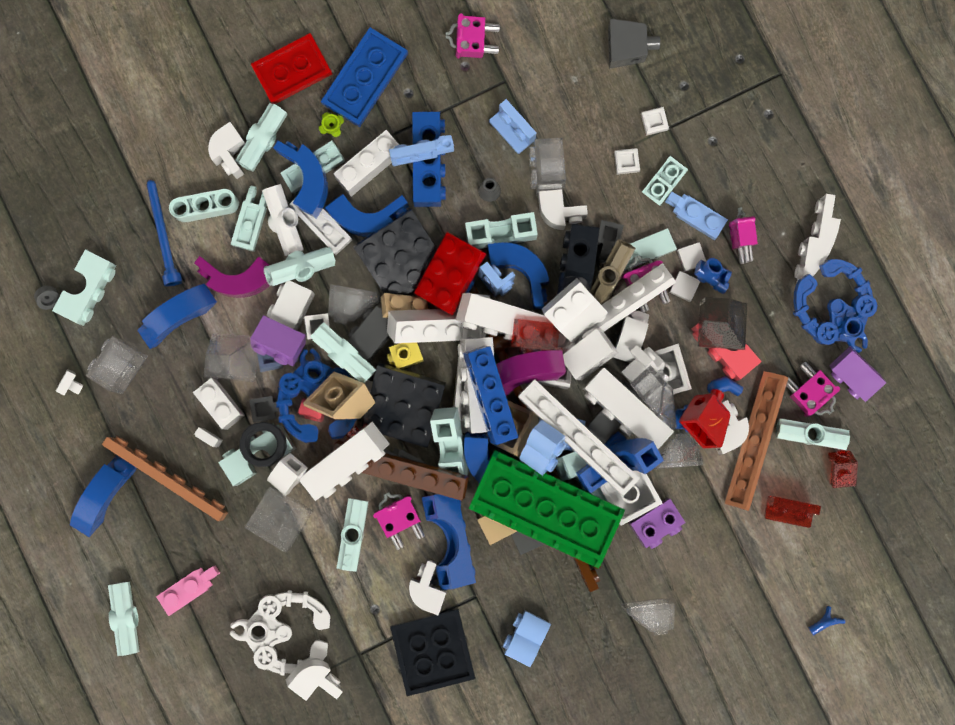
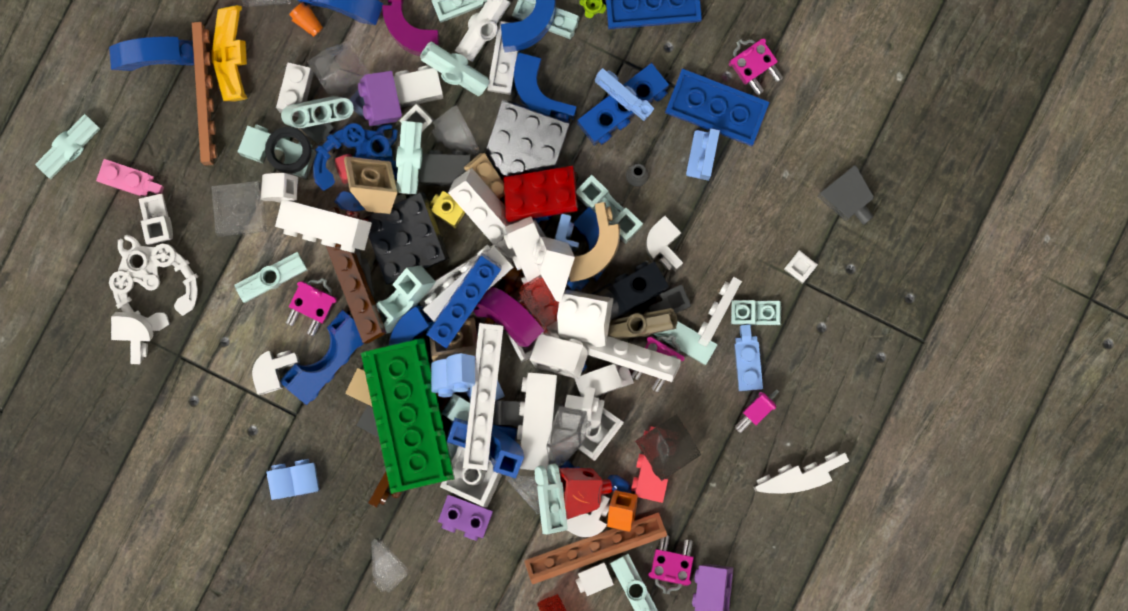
camera: 50 degrees right, 0 degrees up
(149, 434) = (228, 54): none -> yellow plate
(168, 353) = (306, 19): none -> orange cone
(208, 437) = (261, 102): white tile -> none
(240, 593) = (155, 222): none -> white brick
(243, 405) = (327, 114): none -> light aqua beam
(366, 164) = (580, 58): white brick -> none
(432, 652) = (225, 413): black plate -> none
(483, 90) = (717, 107): none -> blue plate
(517, 301) = (554, 264): none -> white slope
(535, 261) = (603, 252): none -> tan arch
(548, 164) = (691, 207): clear brick -> none
(627, 161) = (749, 269): white tile -> none
(644, 207) = (718, 310): none -> white plate
(685, 286) = (680, 395): white tile -> none
(690, 256) = (709, 382): white tile -> none
(699, 445) = (551, 499): none -> light aqua hinge
(713, 274) = (706, 410): blue plate -> none
(744, 397) = (622, 510): none -> orange brick
(780, 459) = (594, 579): none -> white brick
(840, 313) = (753, 539): blue piece -> none

